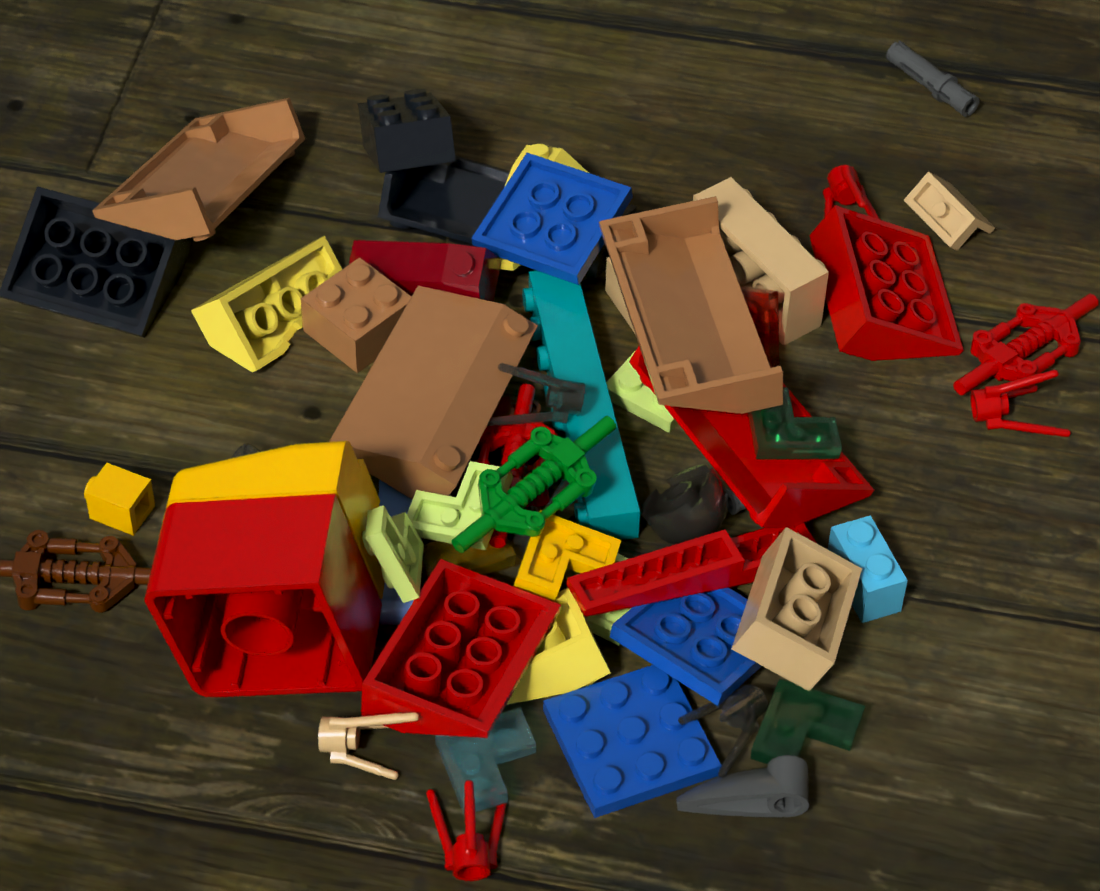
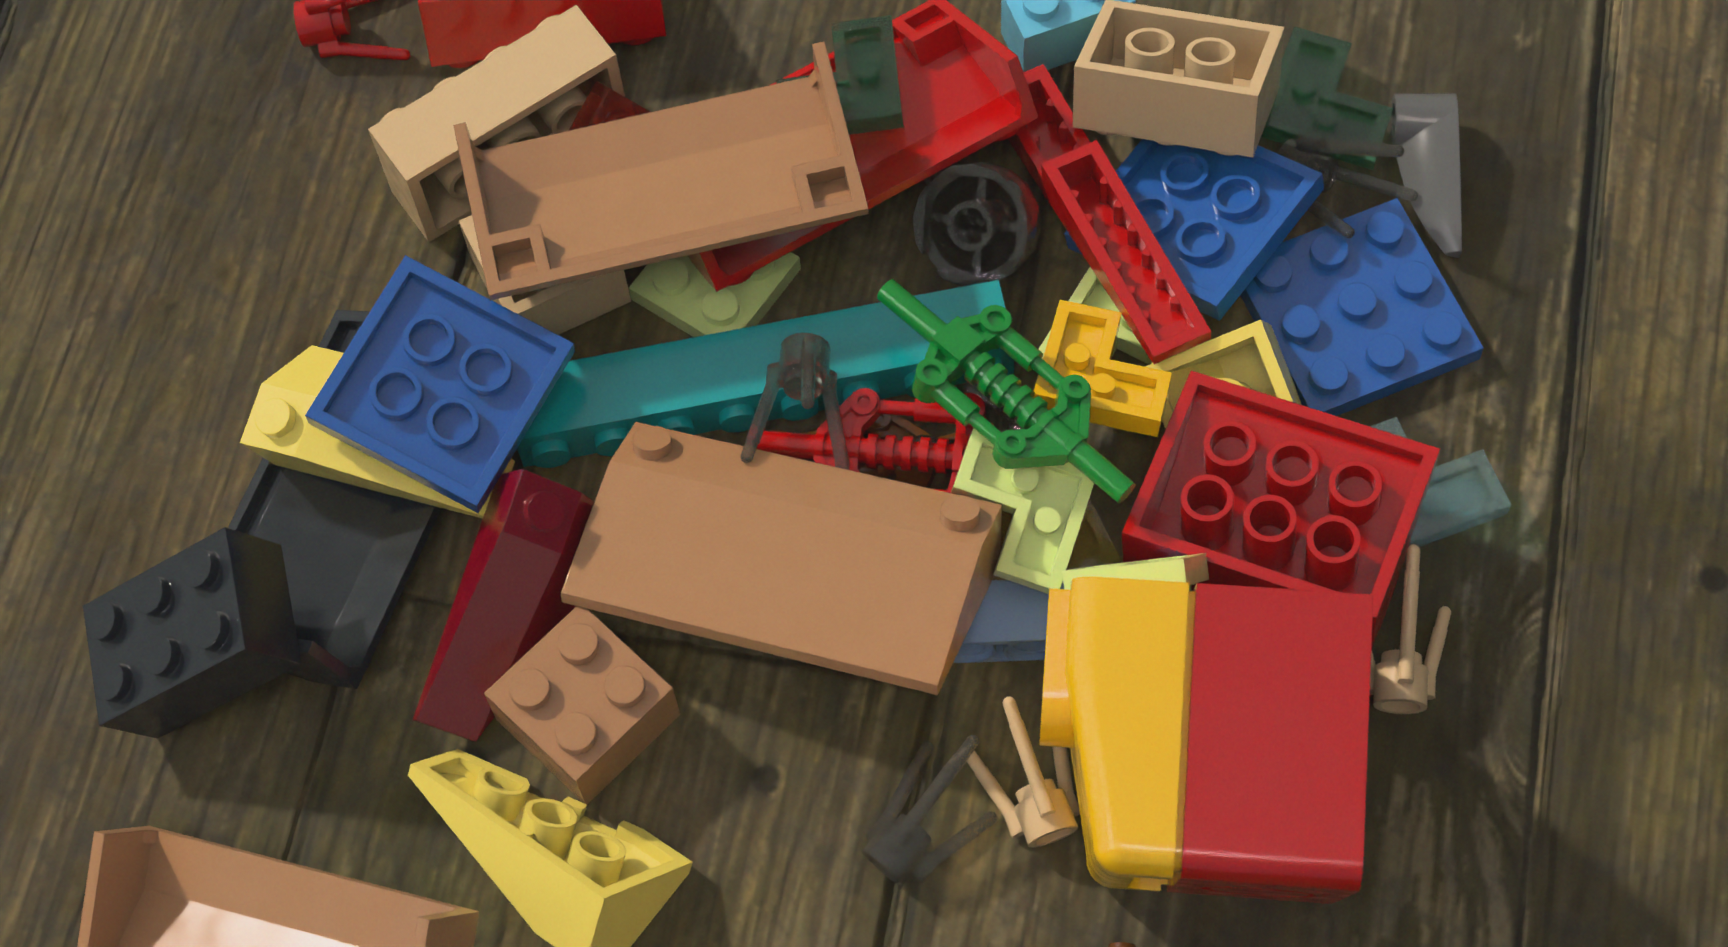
camera: 85 degrees left, 15 degrees up
(470, 855) = (1574, 496): red plant -> none

